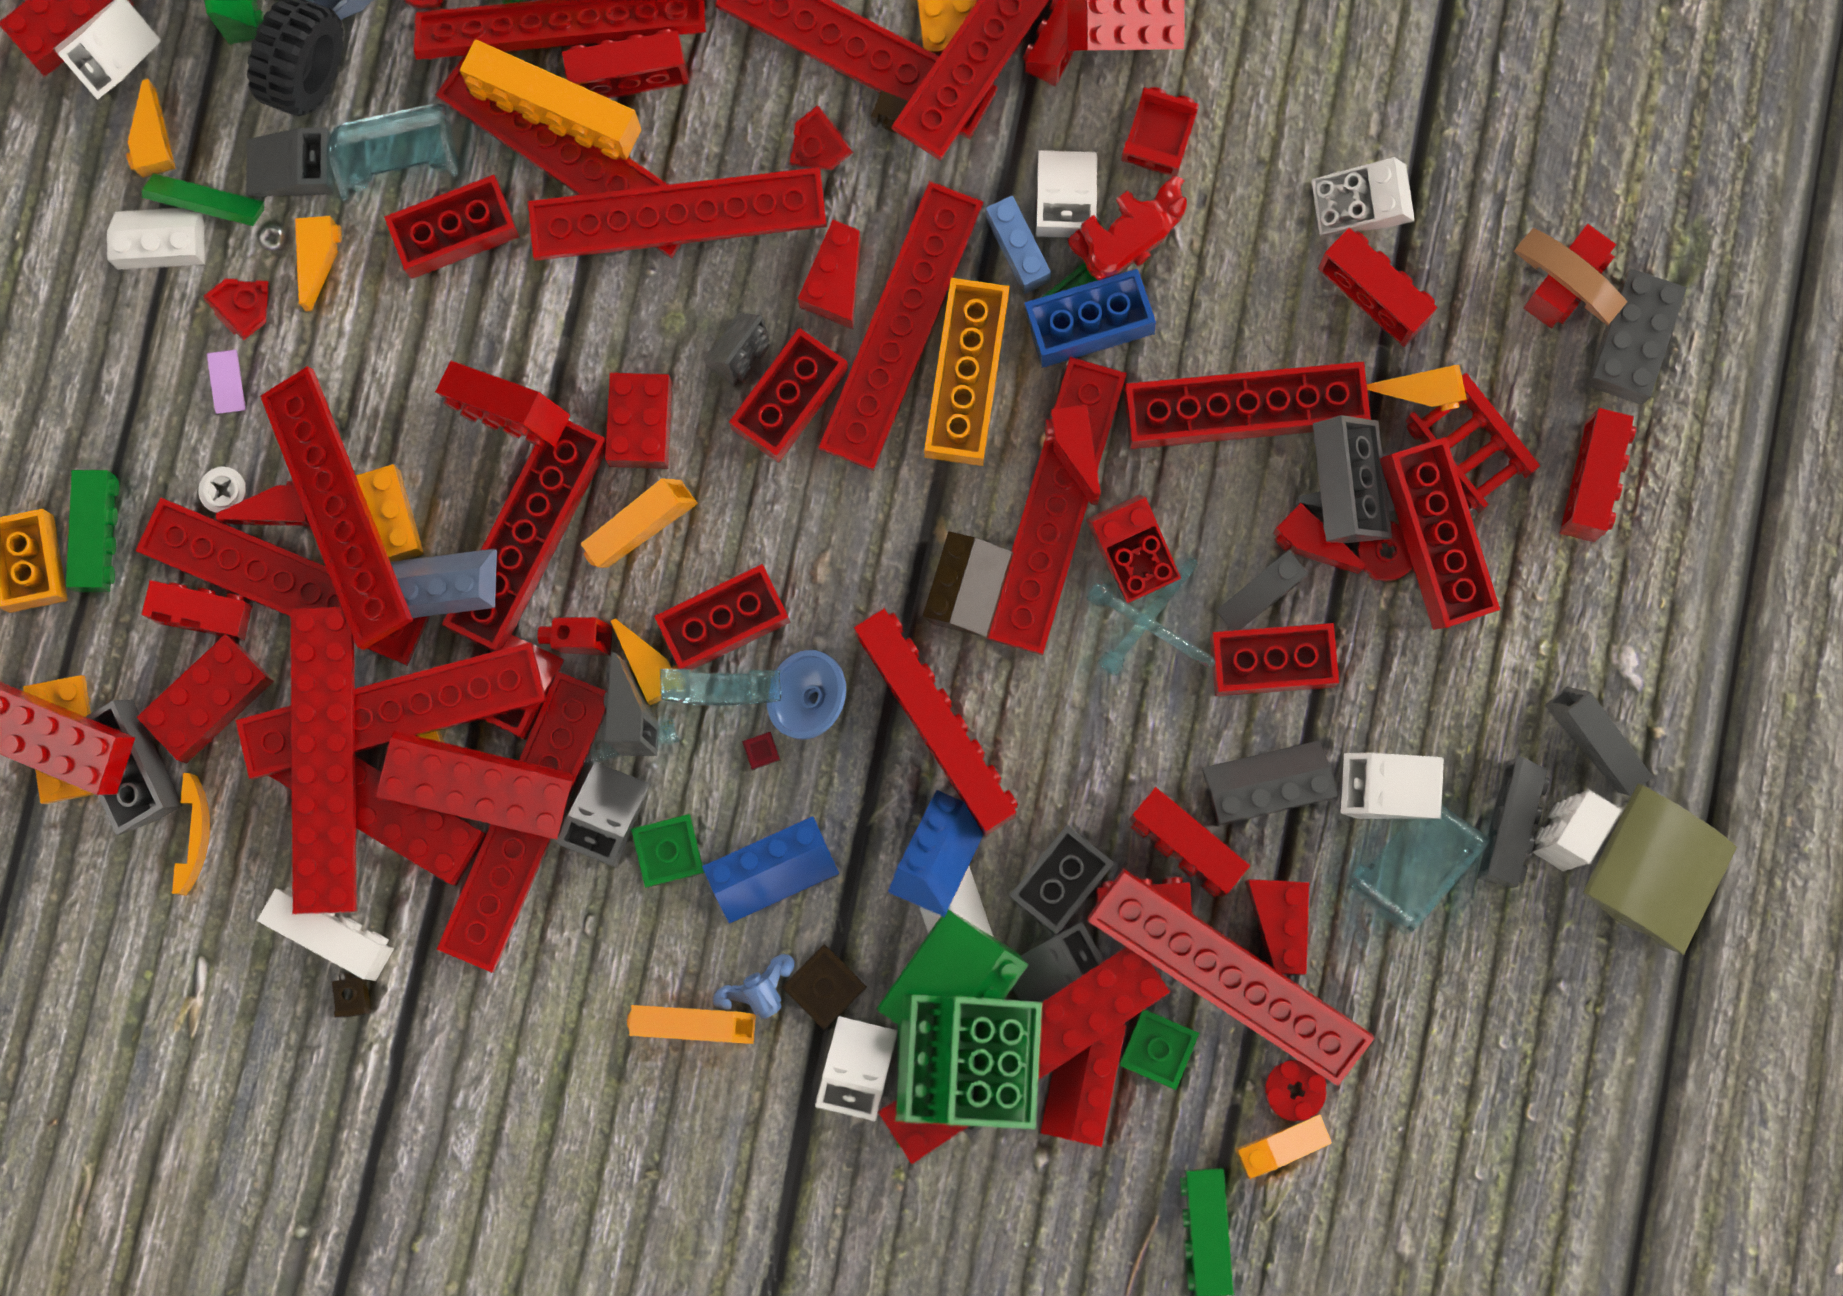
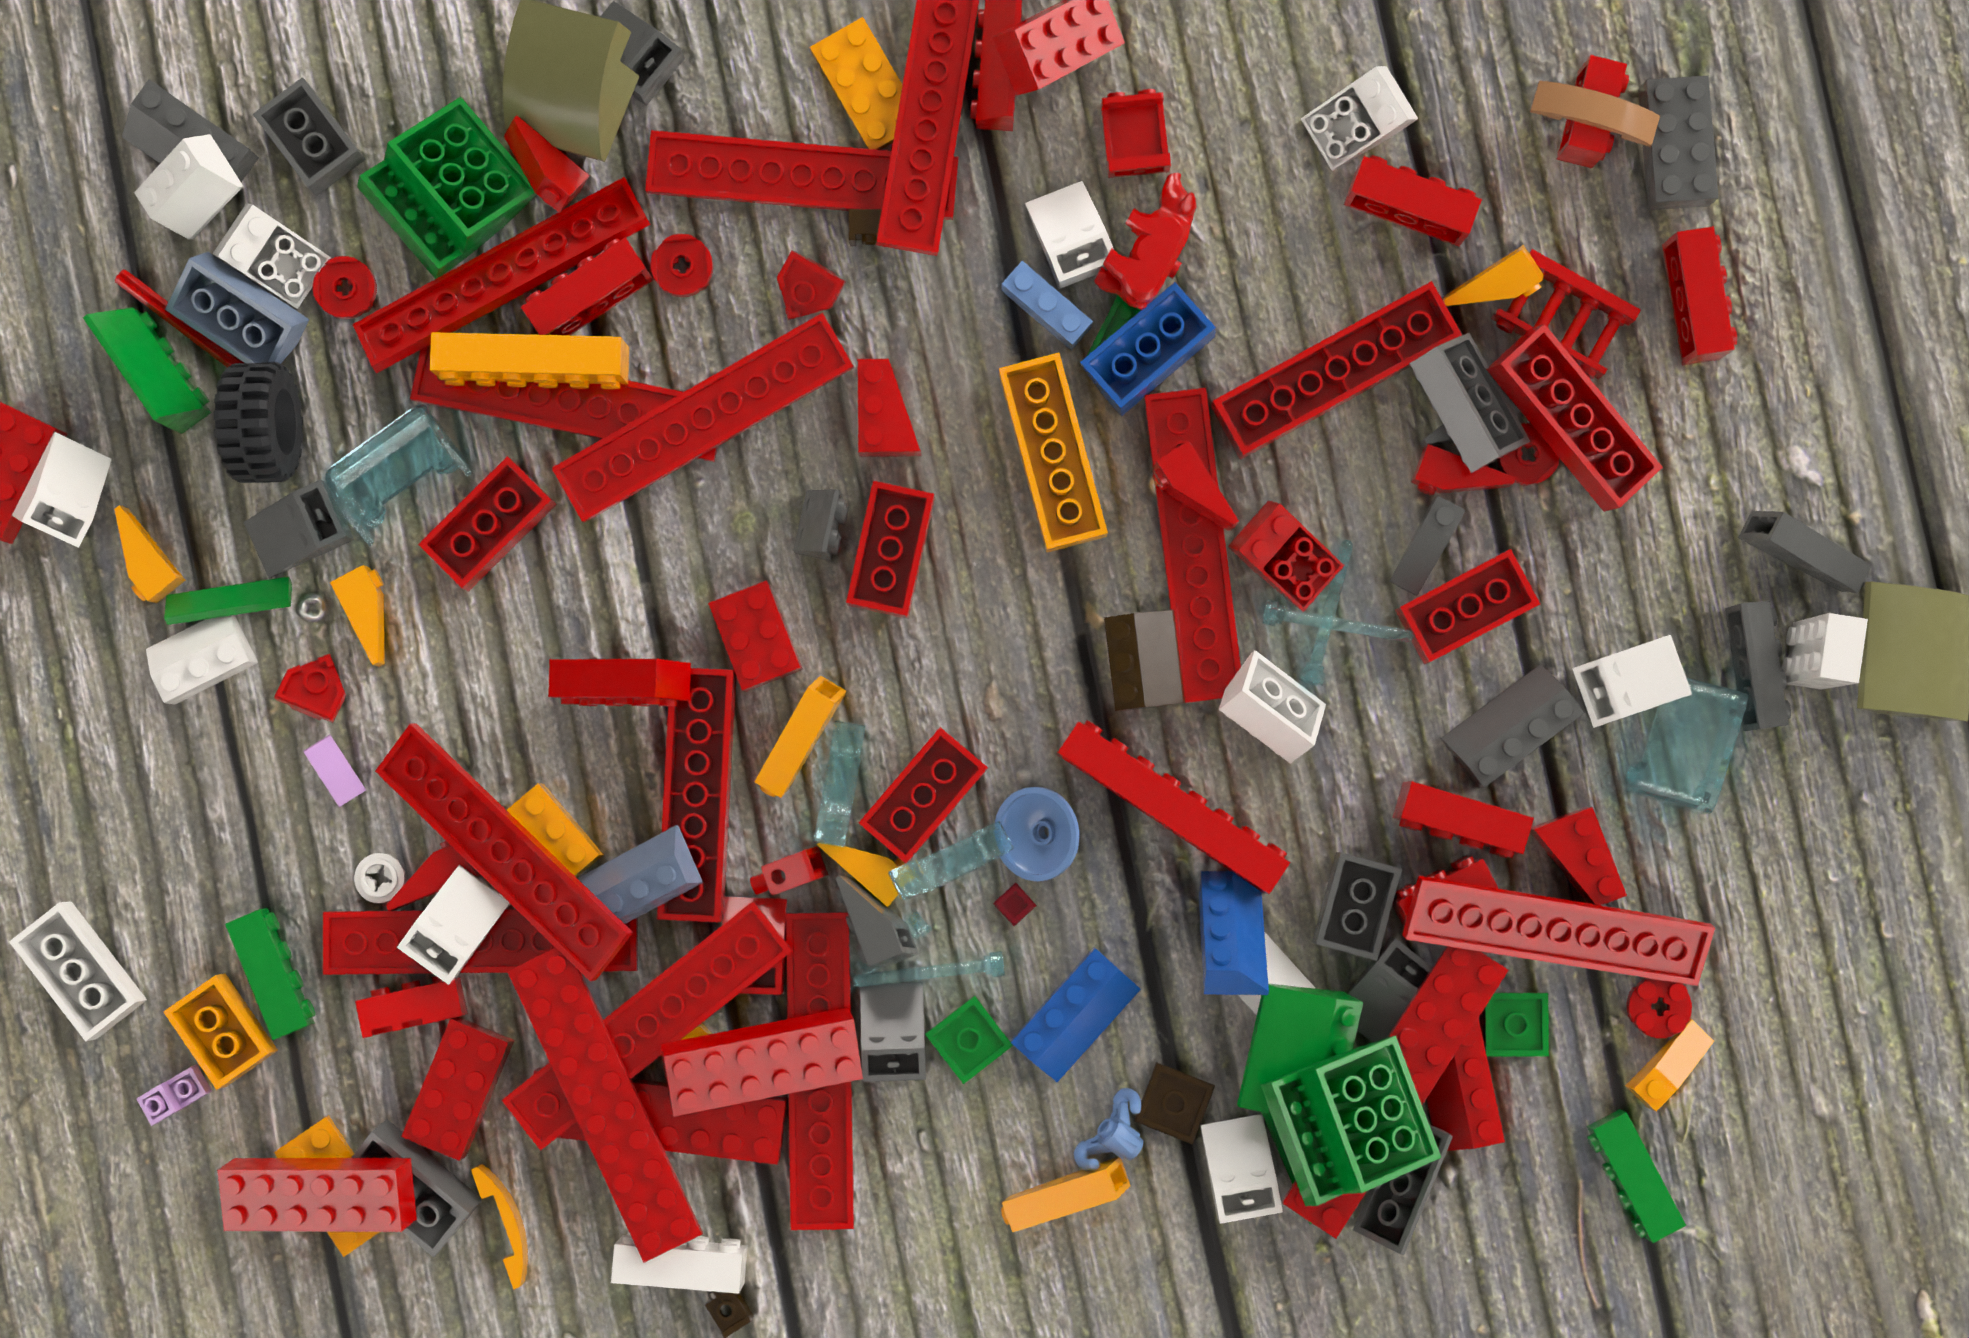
camera: 25 degrees left, 5 degrees up
(264, 553) = (453, 925): none -> white slope
(655, 579) = (840, 784): none -> clear light blue slope
(716, 793) = (990, 965): none -> clear light blue piece
(725, 95) = (668, 254): none -> red plate
(901, 326) = (968, 433): red plate -> none
(977, 1160) = (1395, 1208): none -> dark grey slope
(1063, 674) = (1273, 707): none -> white slope

